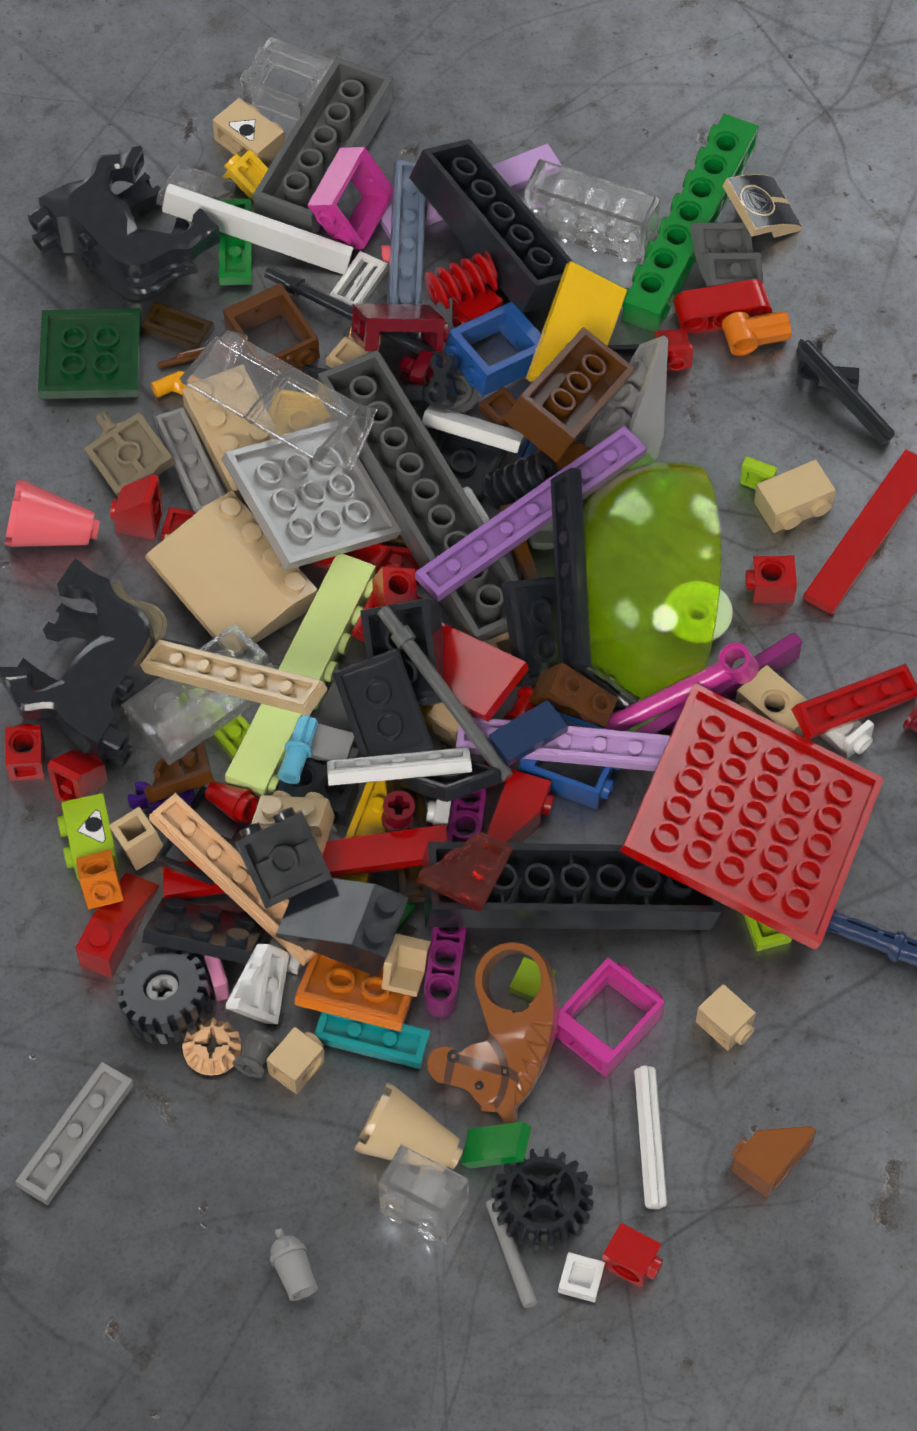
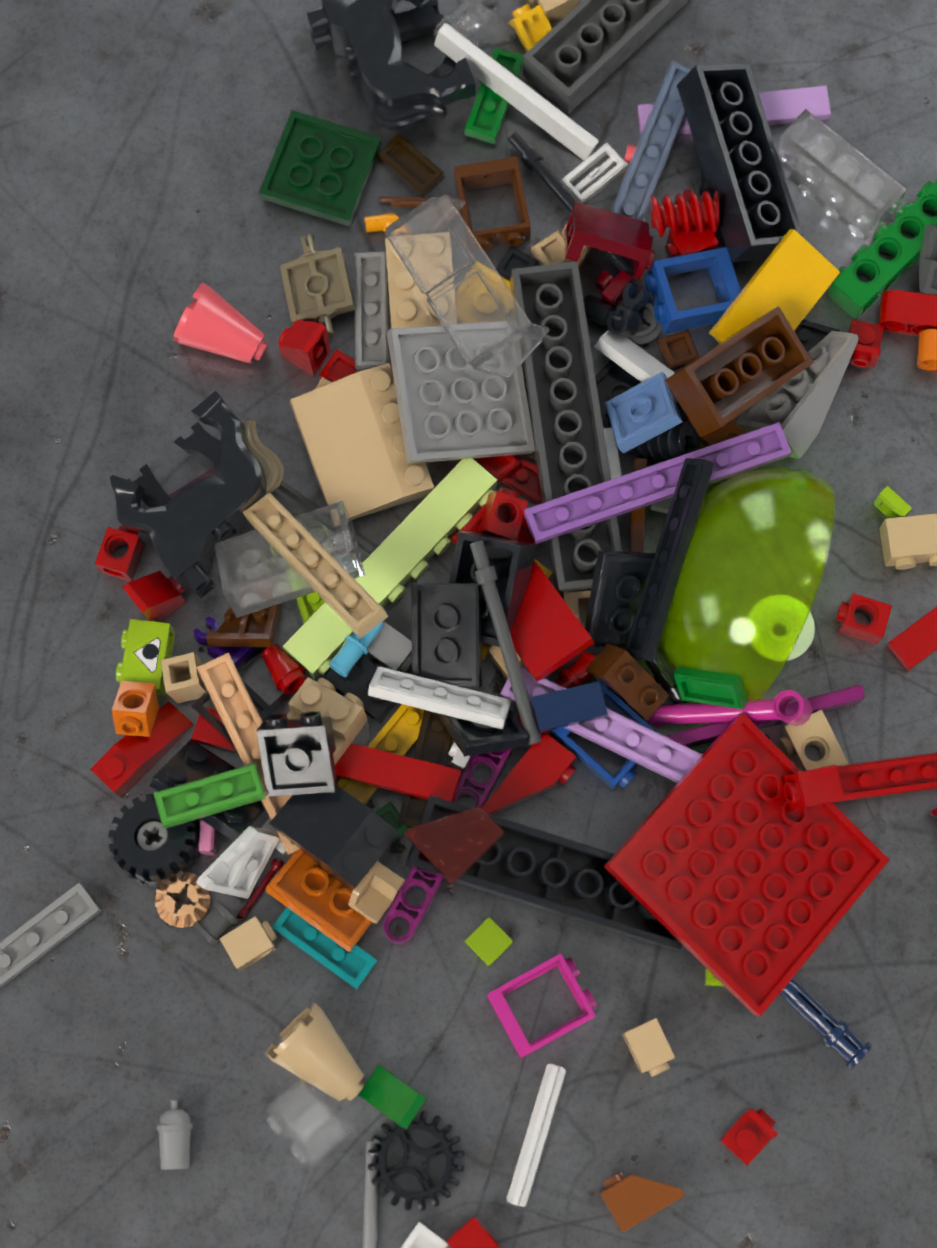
camera: 25 degrees right, 15 degrees up
(208, 925) = (209, 795): none -> bright green tile
(293, 984) = (276, 865): none -> dark red hinge
(376, 192) = (630, 103): dark pink window -> none
(401, 802) = (417, 732): dark red bush -> none
(492, 461) = (643, 412): none -> medium blue tile
(519, 1043) = (435, 1019): dark orange animal -> none
(655, 673) = (710, 687): none -> green tile
(787, 726) = (813, 787): none -> red brick
(850, 738) = (876, 808): white bracket -> none
(855, 1063) = (749, 1134): none -> red bracket

